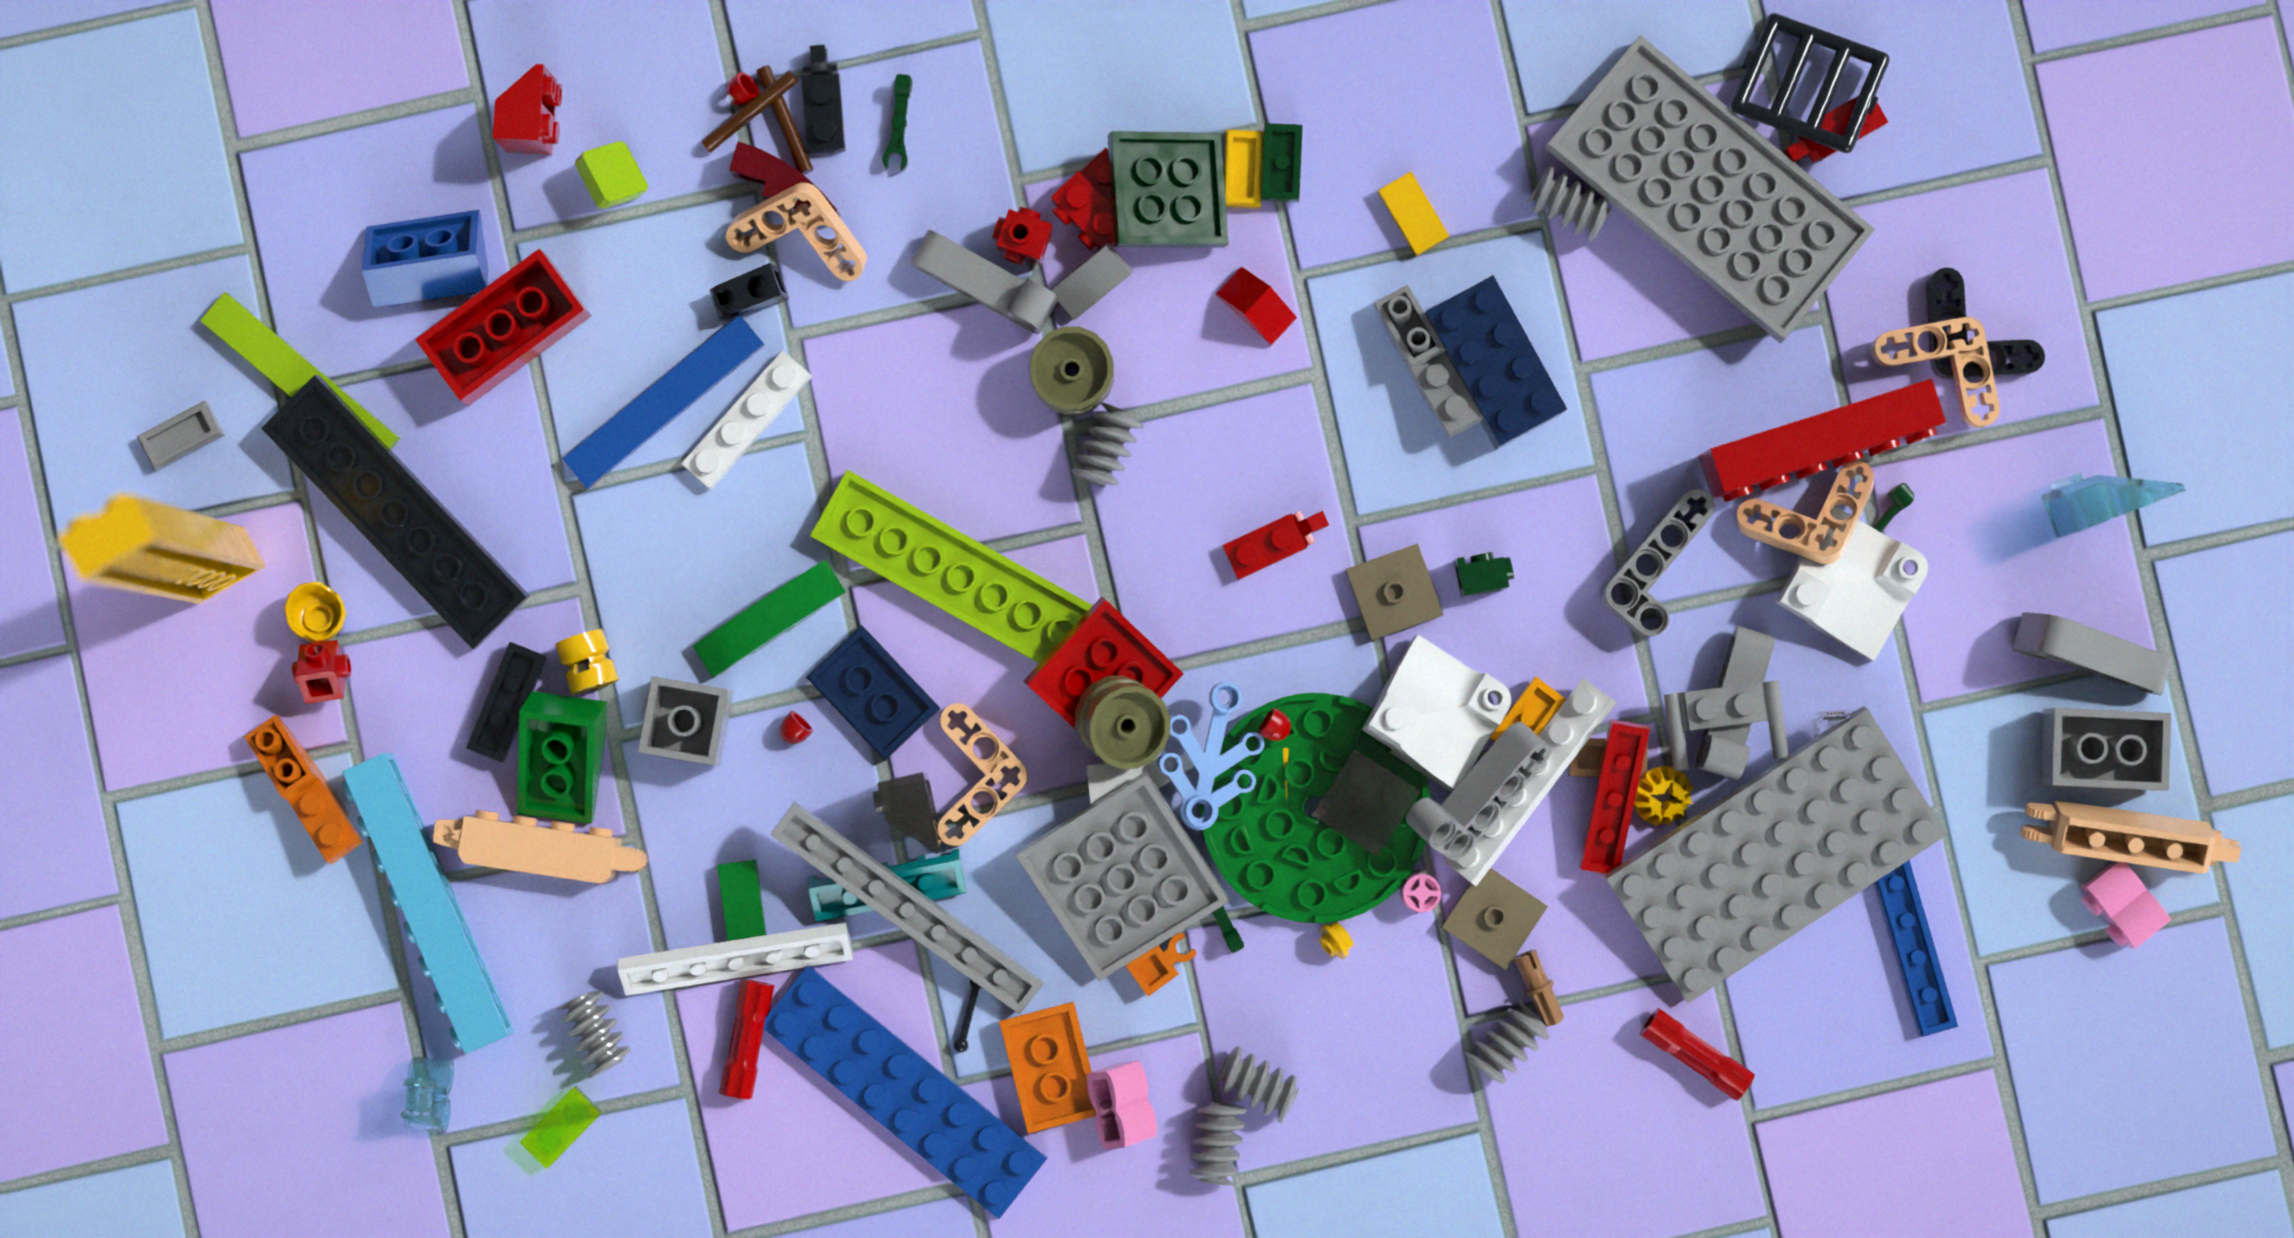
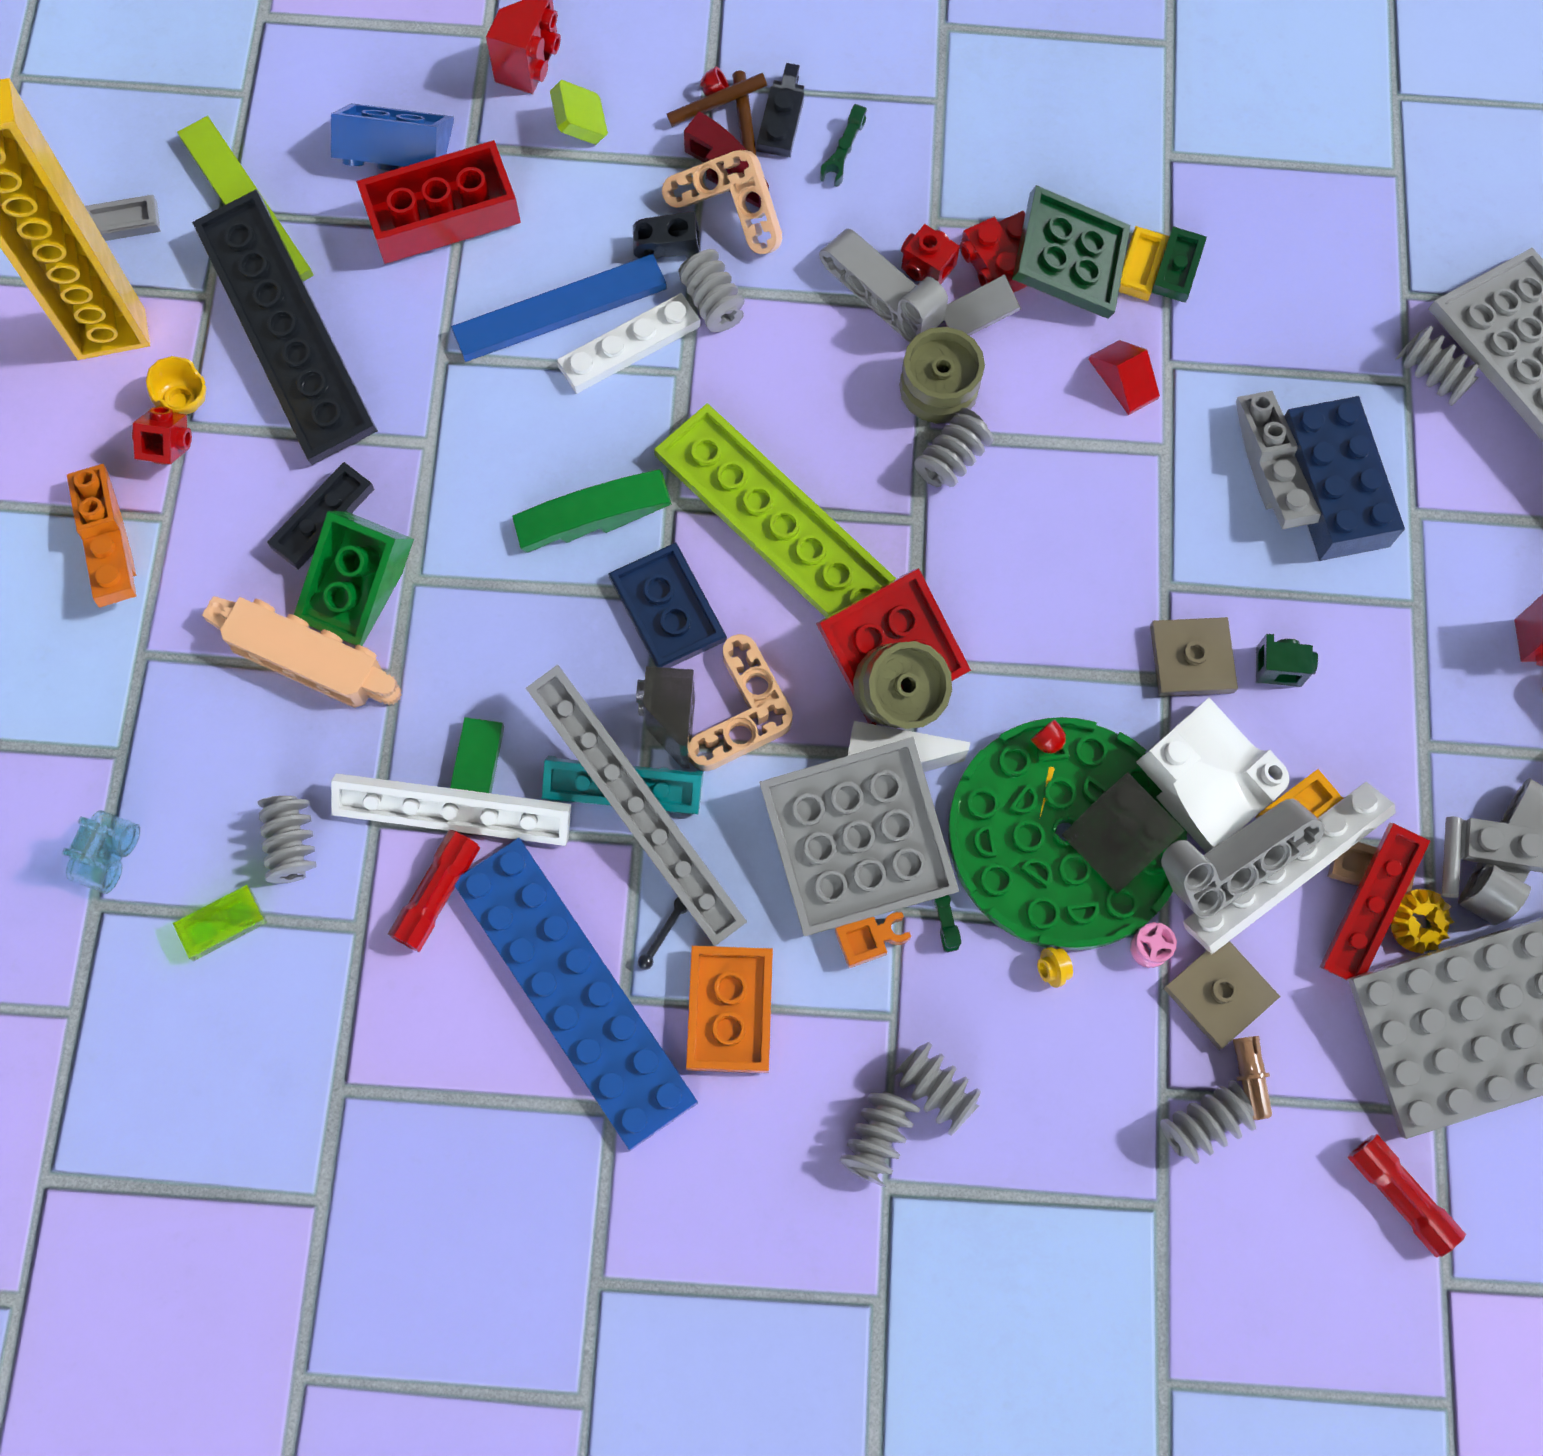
camera: 10 degrees right, 15 degrees down
(427, 902) = (174, 675): medium azure brick -> none
(583, 648) = (408, 498): yellow wheel -> none
(685, 721) = (481, 574): light grey brick -> none
(794, 728) = (581, 616): red hinge -> none
(812, 341) = (712, 290): none -> light grey piece
(1121, 1105) = (791, 1065): bright pink brick -> none
(1210, 762) = (976, 750): light blue plant -> none
(1273, 542) = (1088, 580): red hinge -> none
(1413, 214) = (1289, 339): yellow tile -> none
(1662, 558) = (1463, 691): light grey beam -> none

